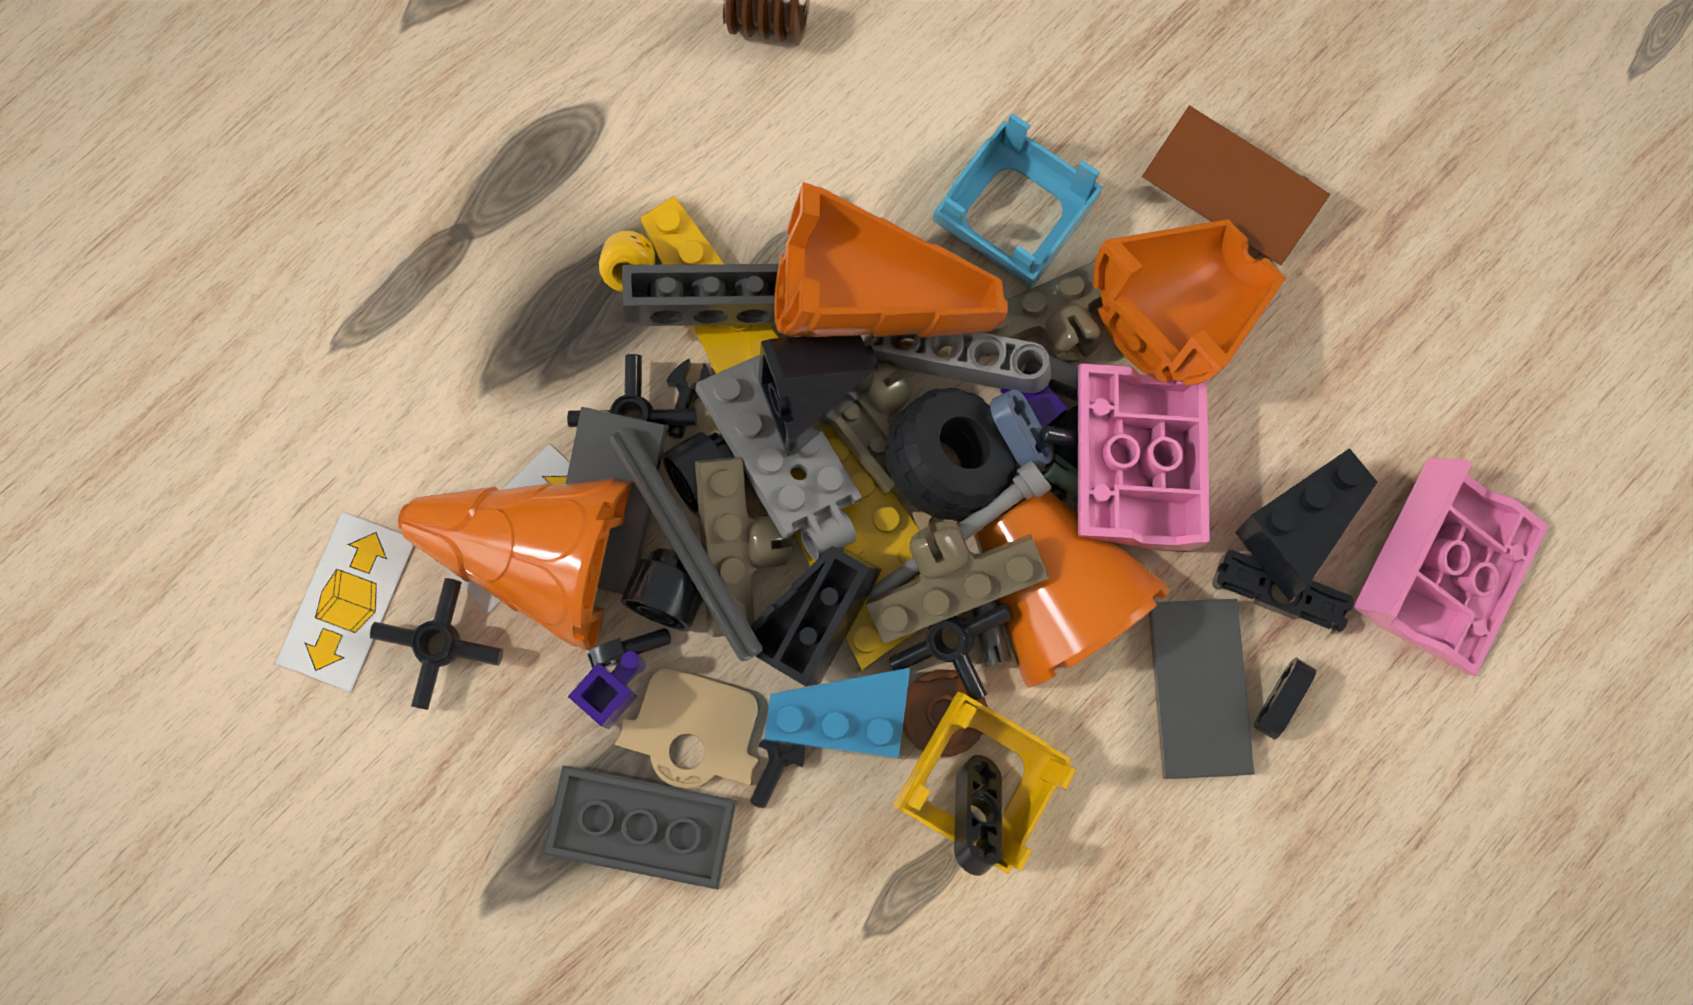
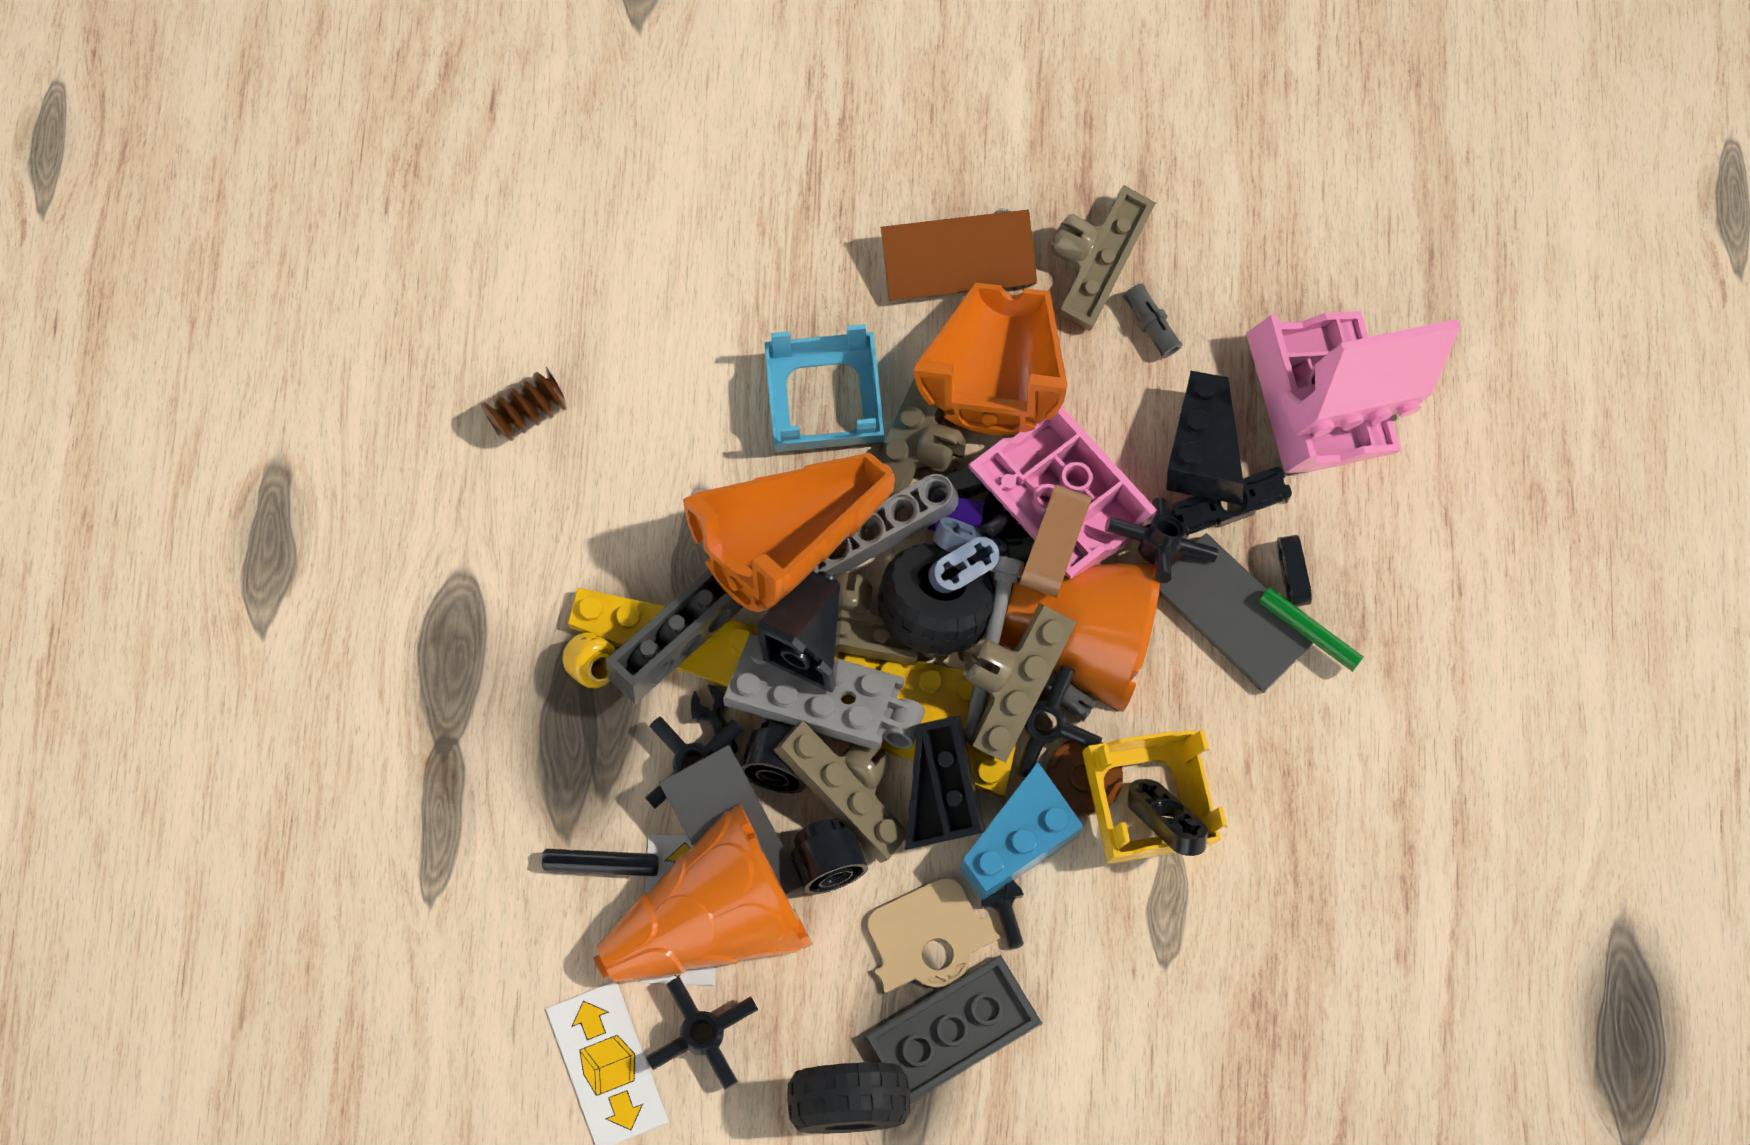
camera: 40 degrees left, 5 degrees down
(488, 432) = (600, 862): none -> black axle
(491, 810) = (848, 1098): none -> black tyre
(606, 693) = (850, 956): dark purple brick -> none
(612, 651) = (832, 923): black bar -> none
(686, 544) = (816, 810): dark grey axle -> none
(997, 434) = (968, 572): none -> beam
(1093, 491) = (1055, 540): none -> medium nougat beam
(1190, 571) = (1161, 540): none -> black bar
(1254, 763) = (1311, 629): none -> green piece
(1354, 379) = (1153, 320): none -> dark grey pin
(1358, 283) = (1099, 254): none -> dark tan plate
(1511, 593) = (1371, 379): none -> bright pink piece

